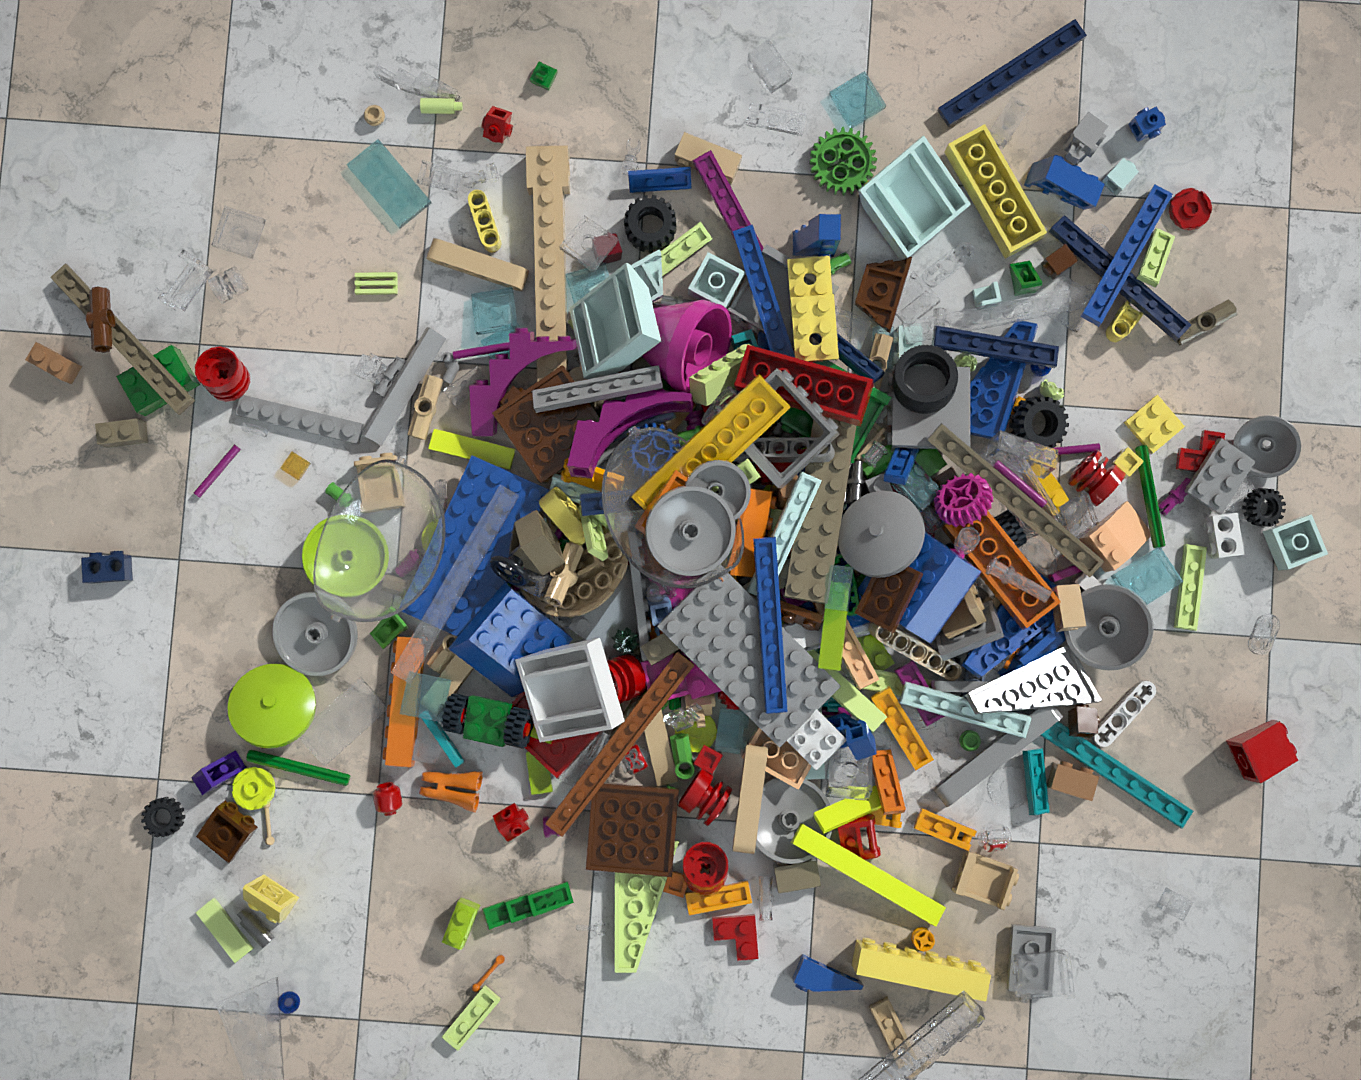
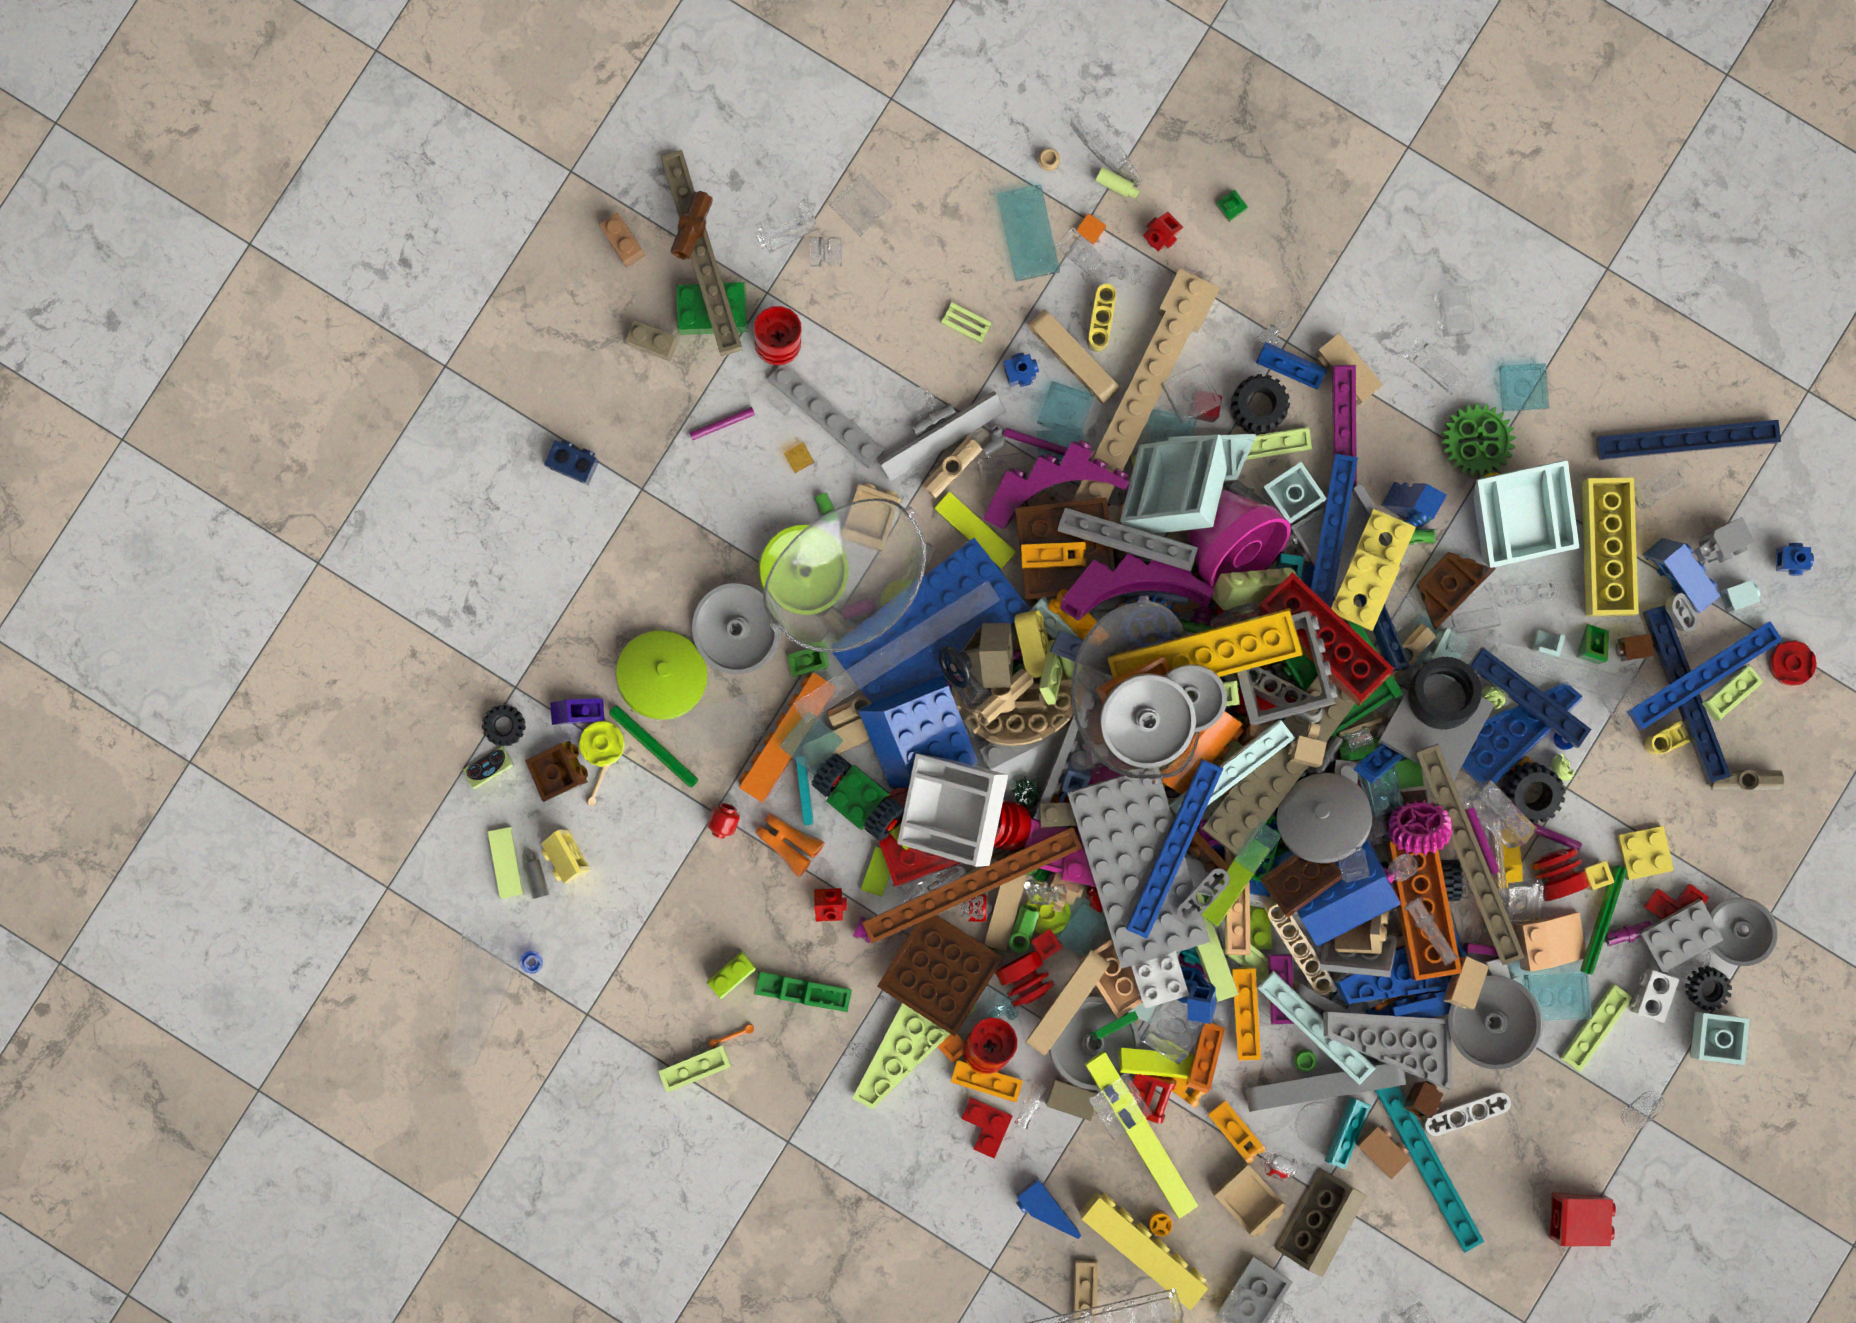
camera: 30 degrees right, 0 degrees up
(169, 859) = (488, 767): none -> slope
(439, 153) = (1091, 229): none -> orange tile
(440, 298) = (1019, 377): none -> blue brick
(542, 435) = (1052, 555): none -> light orange plate
(700, 832) = (1003, 1010): none -> clear light blue arm
(799, 797) = (1114, 1026): none -> green tile
(817, 670) = (1210, 879): none -> light grey beam
(837, 484) = (1308, 749): none -> tan brick
(838, 862) = (1119, 1106): none -> clear slope
(925, 560) = (1353, 864): none -> clear panel
(1053, 867) = (1321, 1222): none -> dark tan slope
(1080, 213) = (1681, 612): none -> light grey plate

